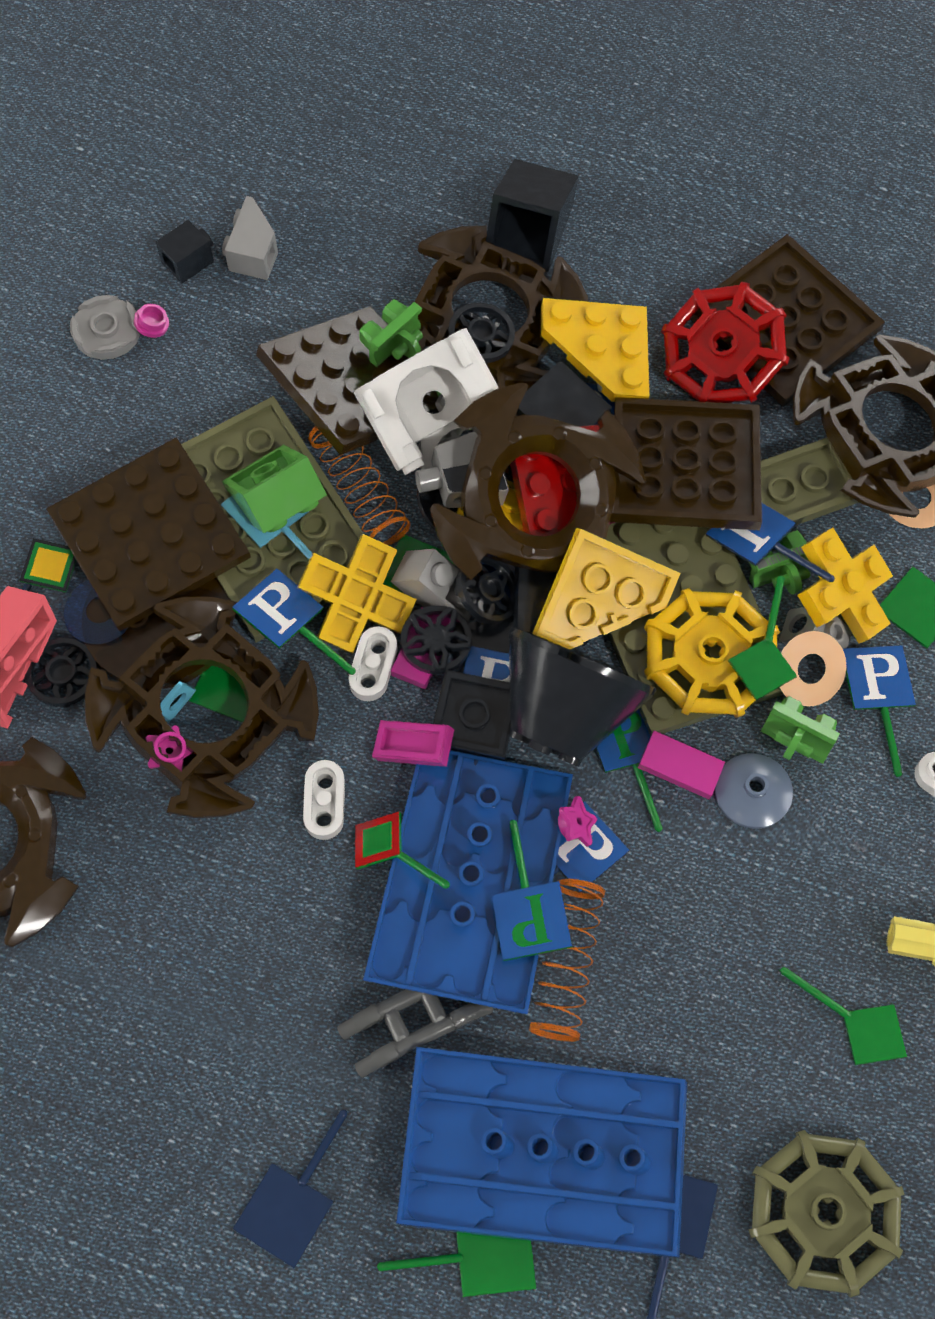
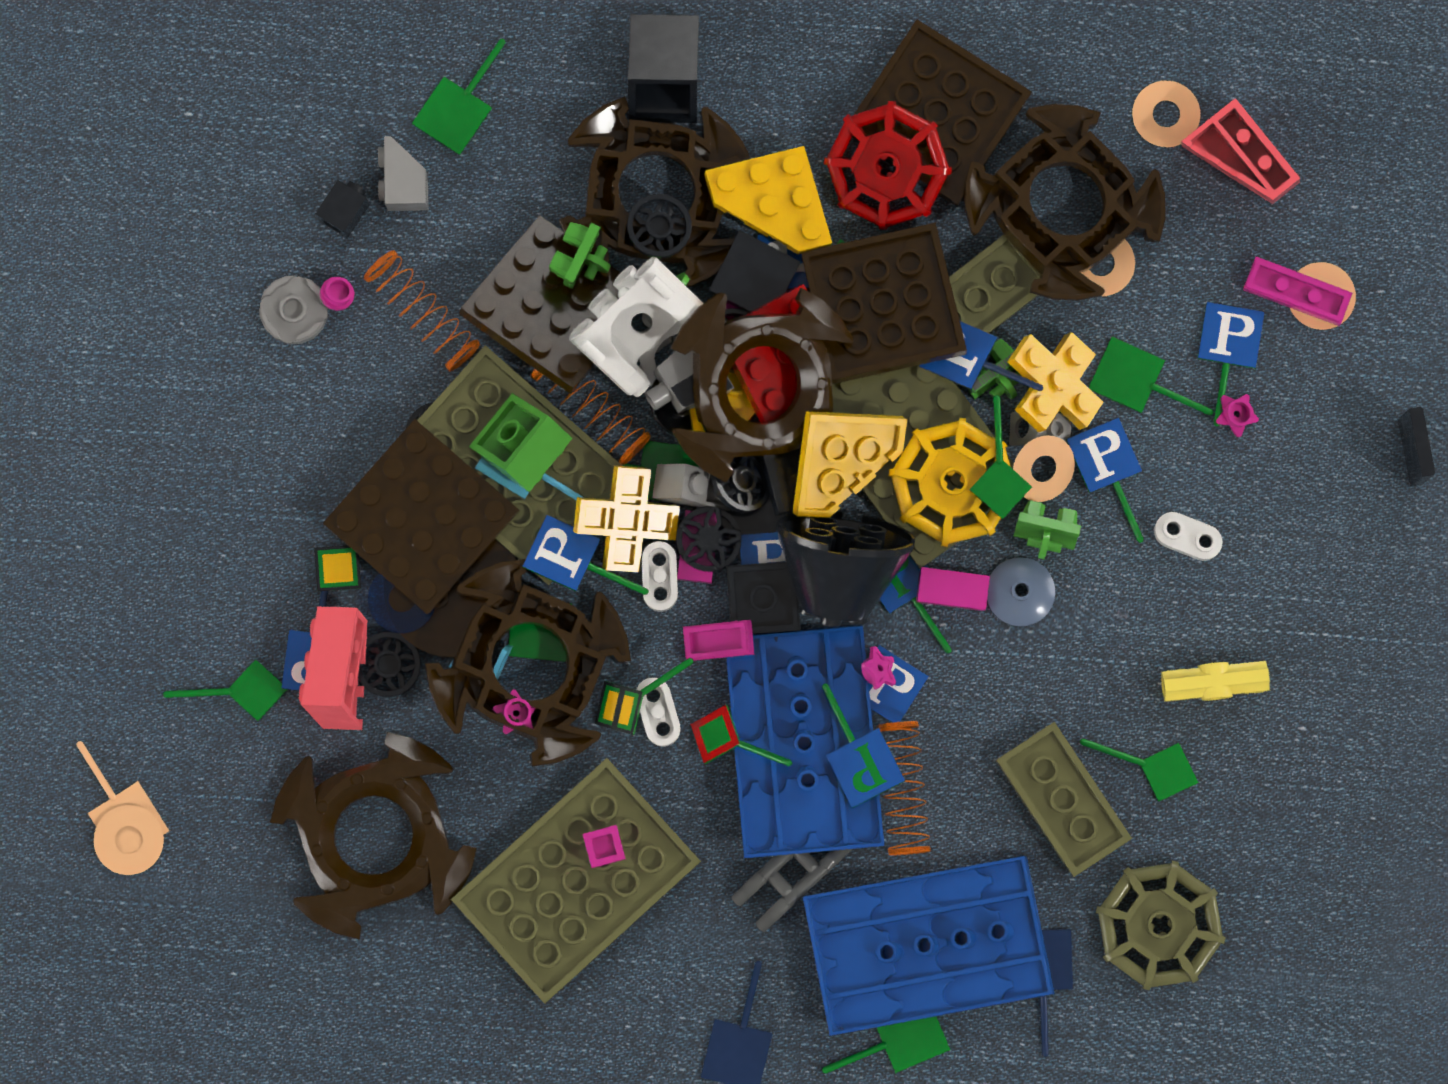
camera: 15 degrees left, 15 degrees up
(169, 956) = (547, 903): none -> olive plate
(200, 294) = (449, 365): none -> orange piece
(212, 921) = (604, 846): none -> dark pink plate
(288, 778) = (621, 705): none -> piece
(322, 207) = (454, 113): none -> green piece
(747, 1029) = (1063, 799): none -> olive plate

